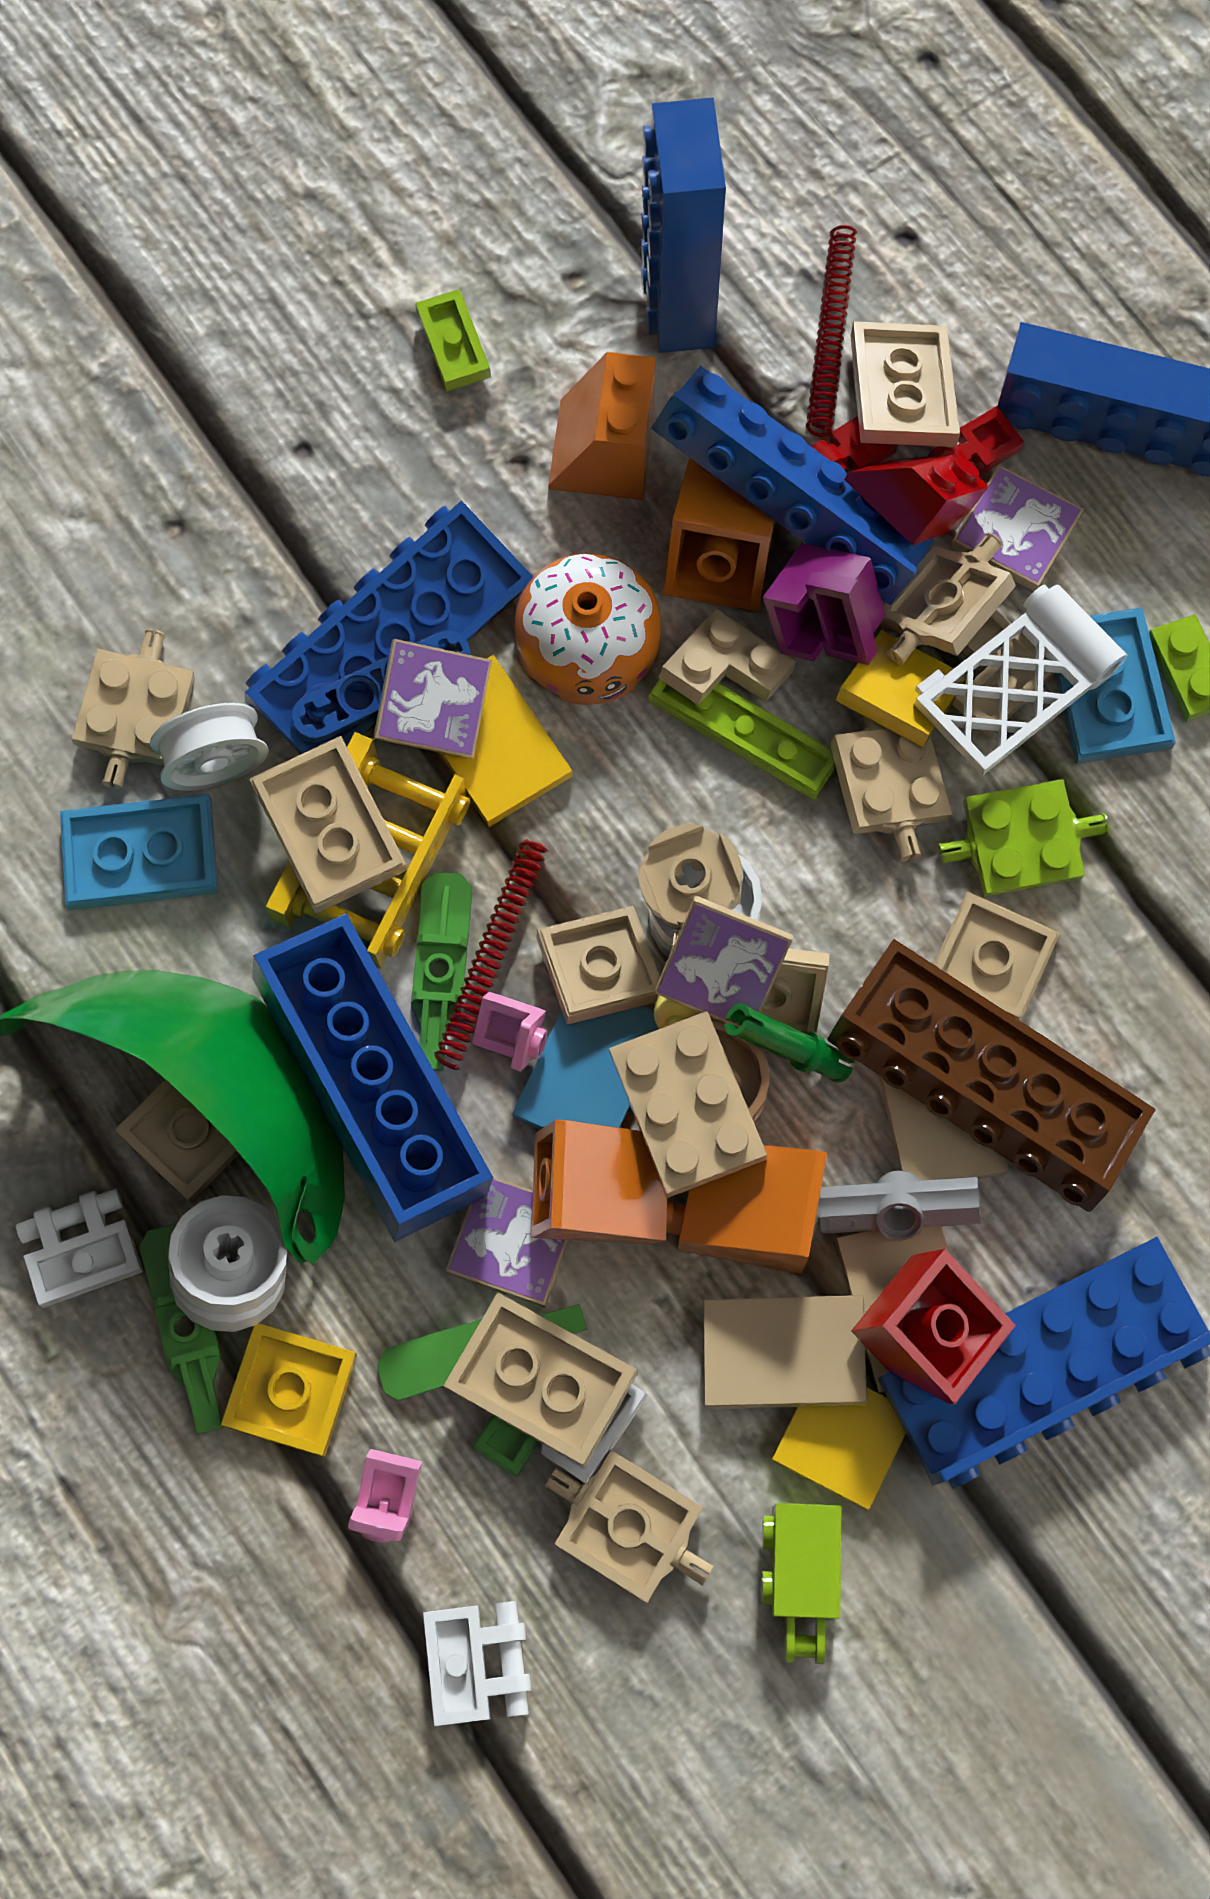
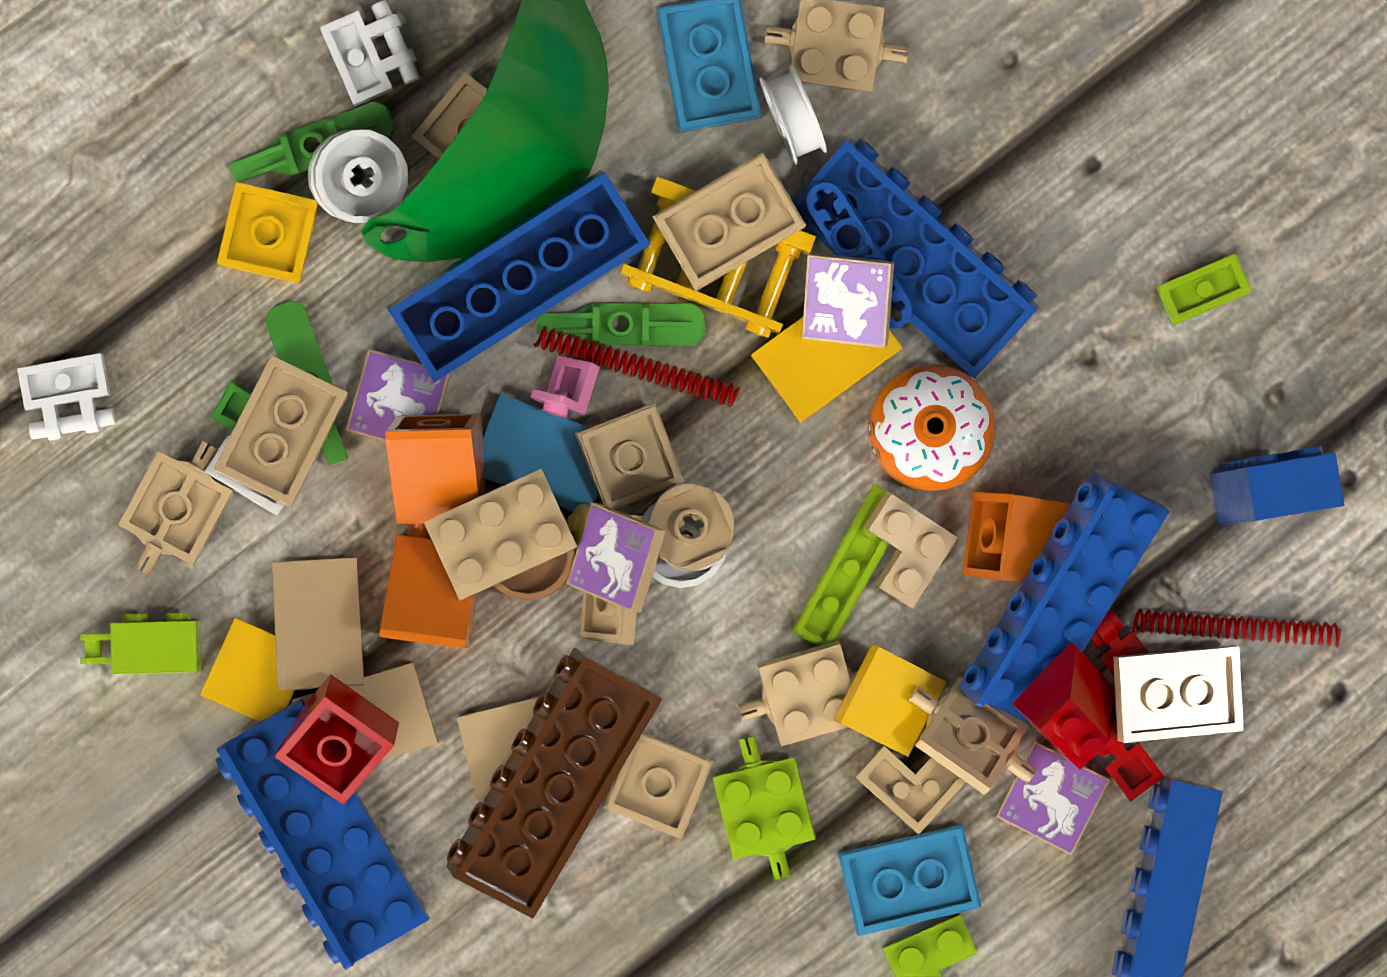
camera: 85 degrees right, 15 degrees up
(385, 1496) = (186, 316): bright pink bracket -> none
(606, 429) = (1113, 430): orange slope -> none
(802, 1049) = (560, 628): green pin -> none
(827, 604) = (954, 629): magenta plate -> none
(899, 1205) = (438, 711): light grey piece -> none
(1061, 634) = (936, 841): white piece -> none

